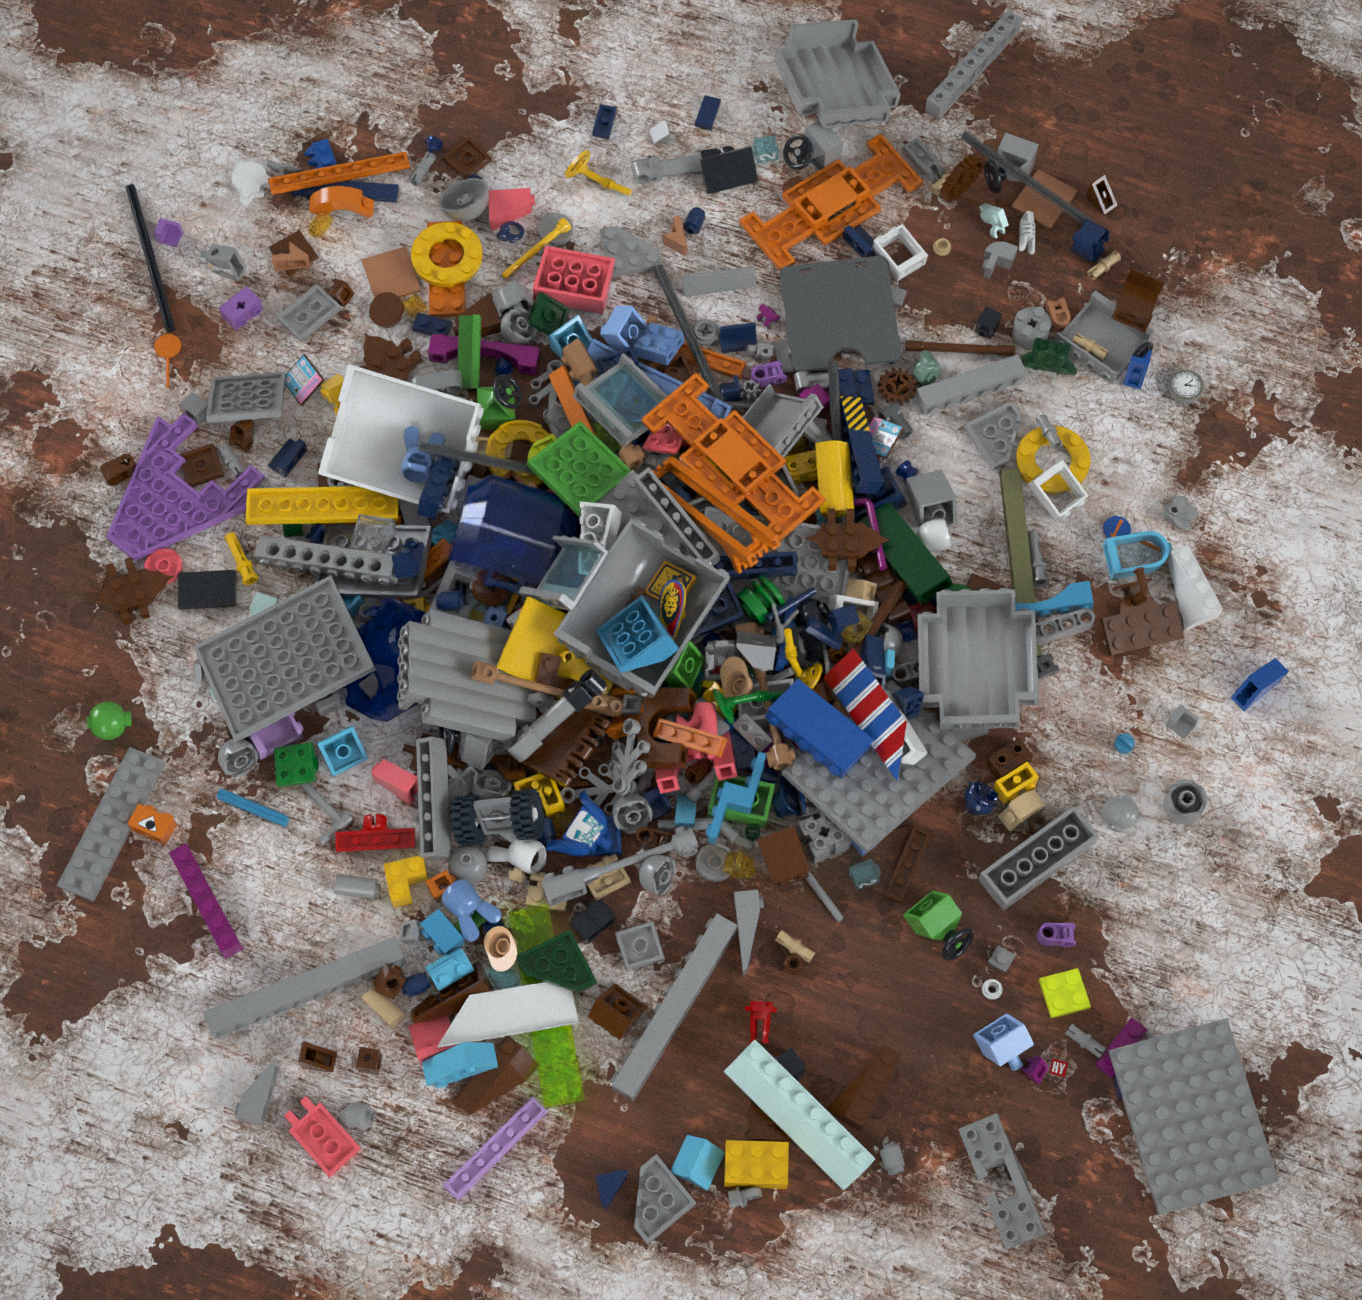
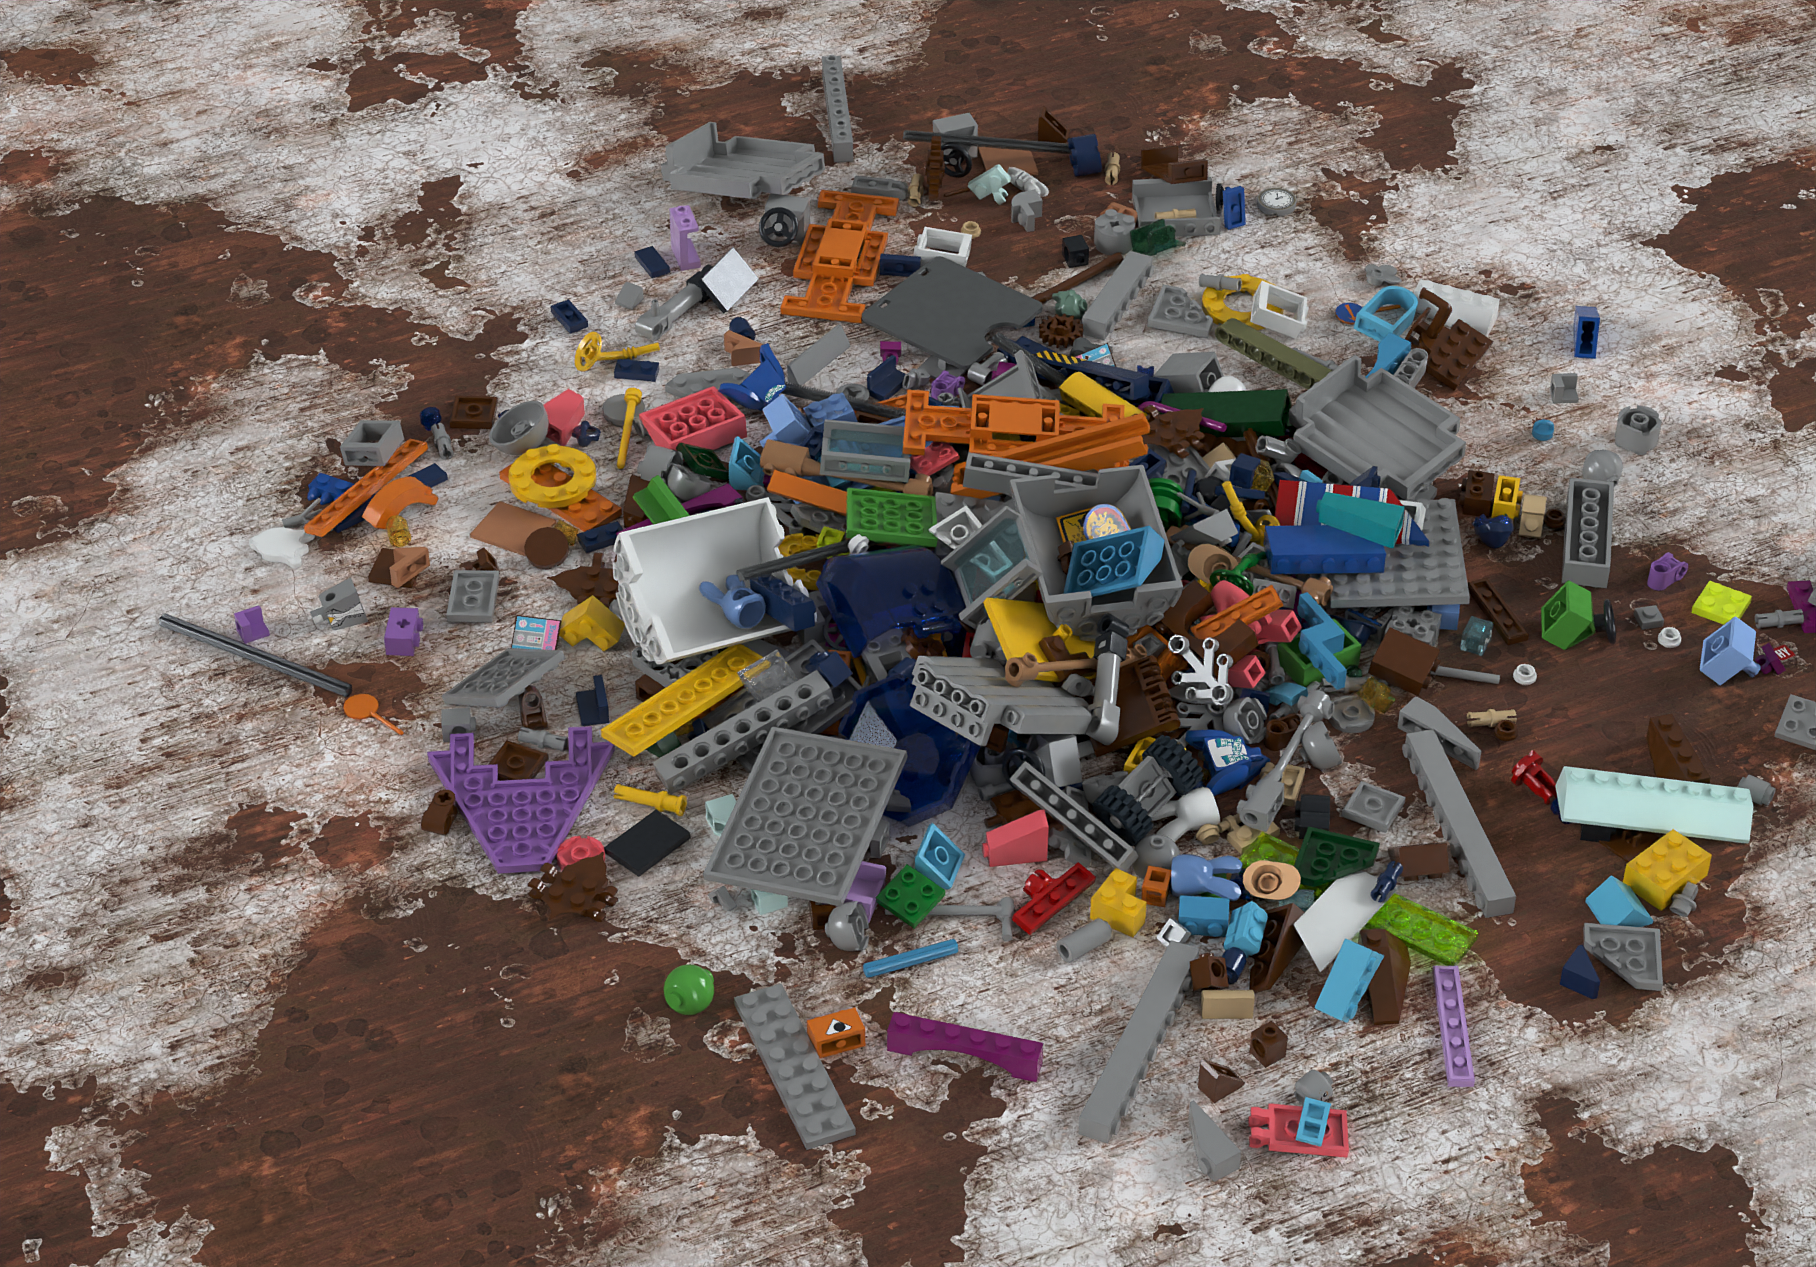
camera: 45 degrees left, 25 degrees down
(325, 1141) = (1313, 1121): none -> medium azure slope
(377, 149) = (379, 453): none -> light grey window
(427, 1036) = (1298, 991): coral bracket -> none
(507, 768) = (1104, 763): reddish brown wing -> none
(528, 476) = (858, 544): none -> white plate
(567, 1013) = (1386, 881): none -> dark blue pin
(599, 201) = (636, 370): none -> dark blue plate
(645, 282) = (761, 385): none -> blue torso
(734, 114) = (682, 223): none -> lavender panel
(765, 149) = (743, 247): clear light blue brick -> none
(859, 926) = (1525, 674): none -> white plate
(862, 730) = (1362, 517): none -> teal slope
(897, 616) = (1279, 450): none -> light grey piece

